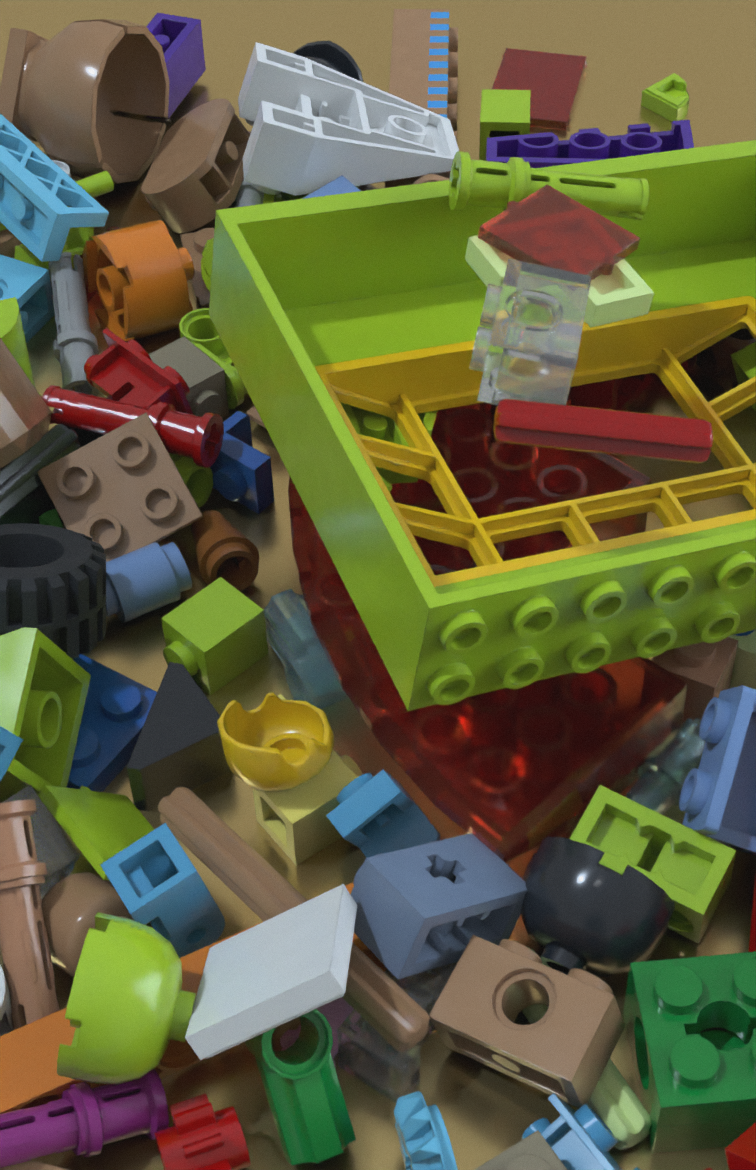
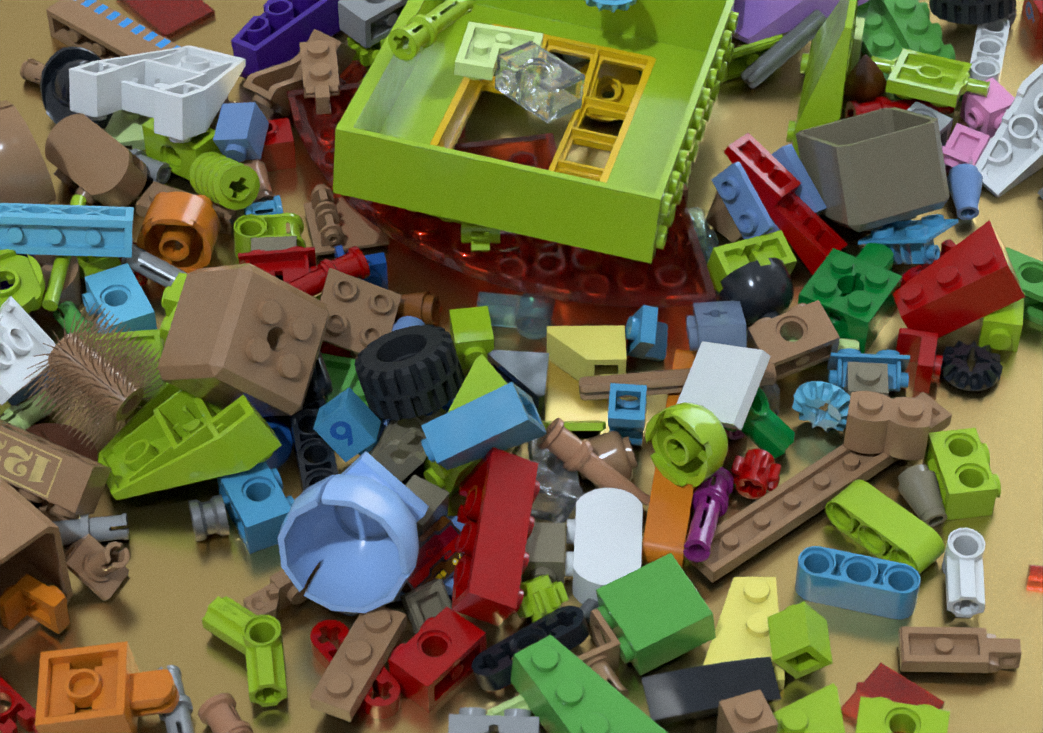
camera: 55 degrees left, 0 degrees up
(275, 743) = (590, 332): yellow hair -> none
(503, 115) = (199, 29): lime brick -> none
(559, 234) = (482, 36): clear red piece -> none
(602, 431) = (607, 99): red axle -> none

